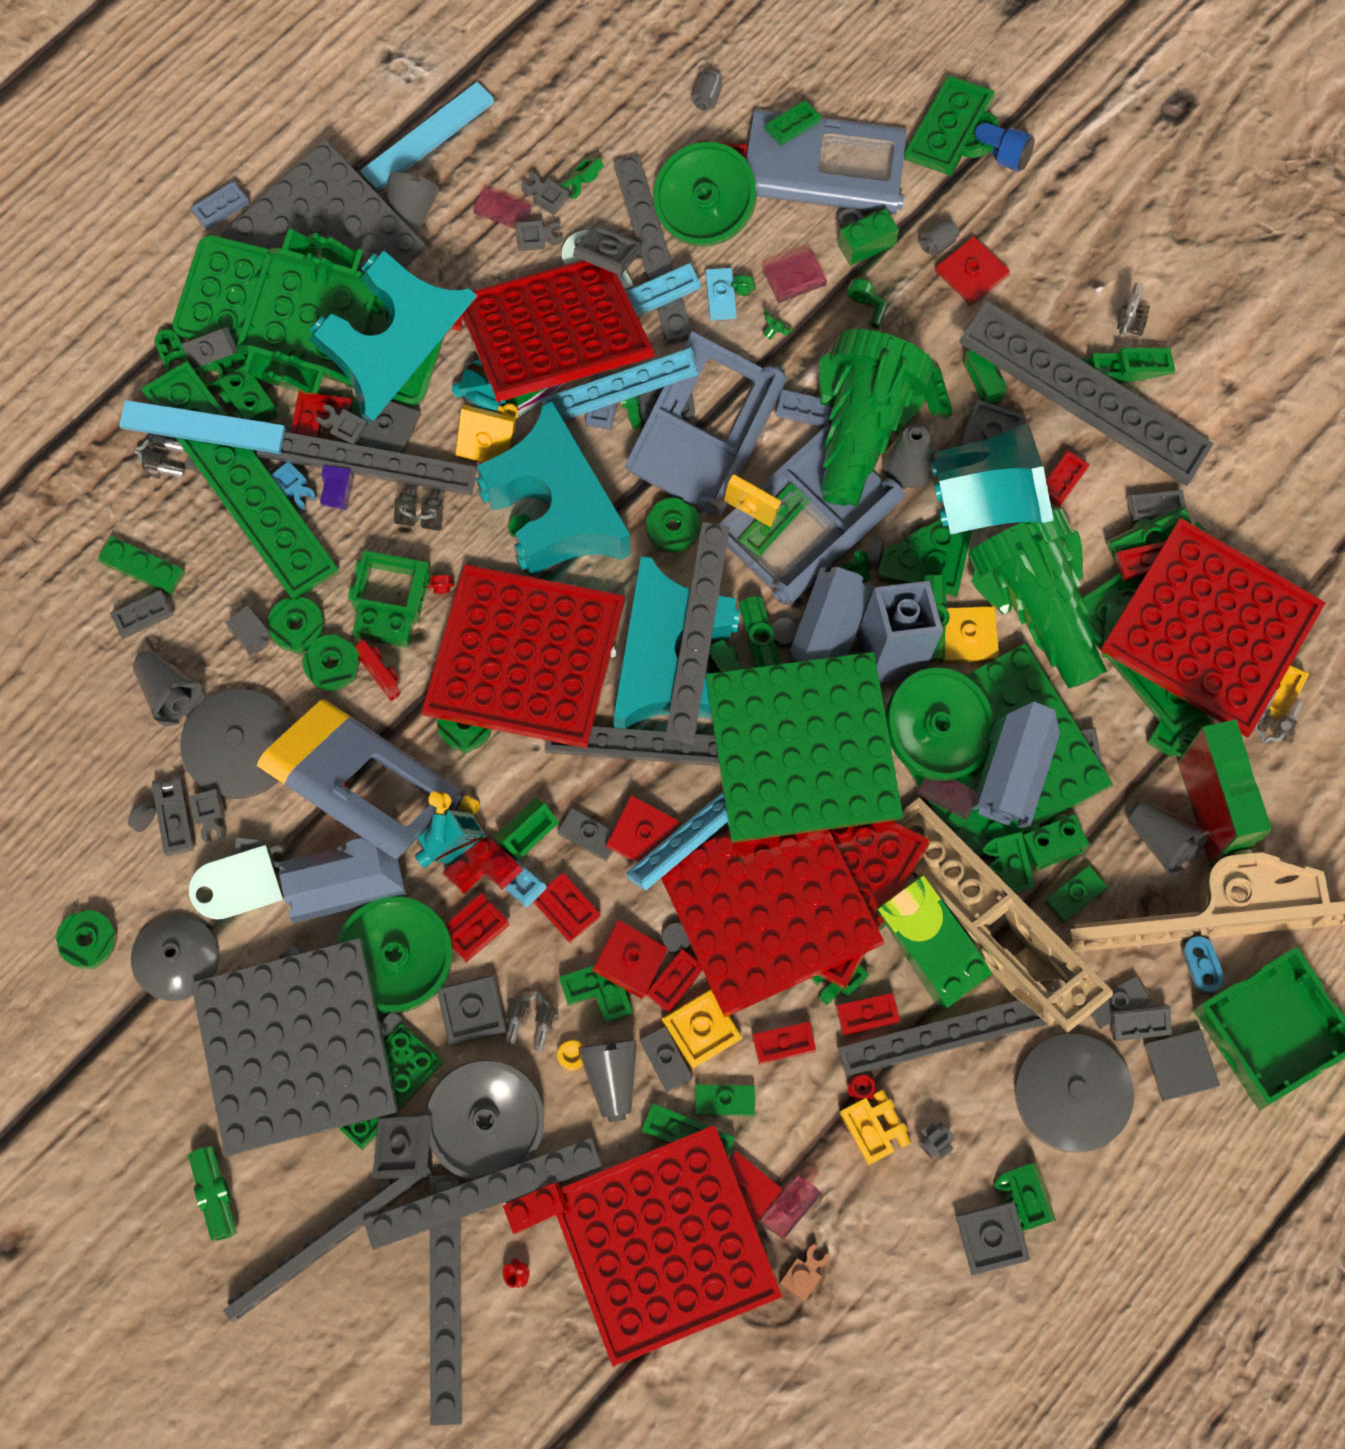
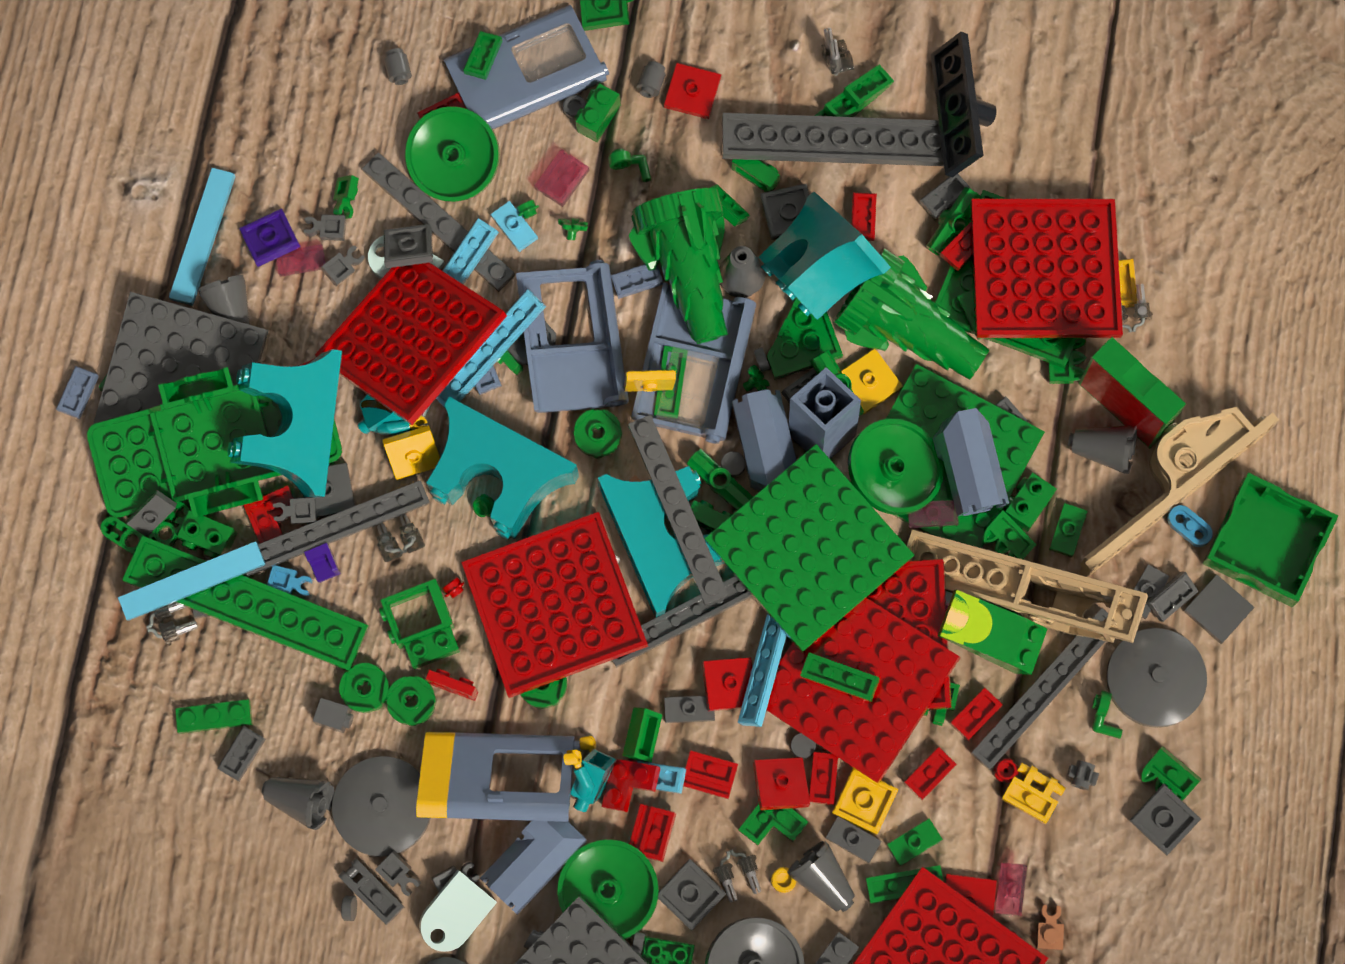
camera: 25 degrees left, 5 degrees up
(487, 172) = (269, 237): none -> dark purple plate
(752, 888) = (840, 677): none -> green plate
(1000, 1083) = (1101, 704): none -> green plate
(1222, 427) = (957, 105): none -> black plate

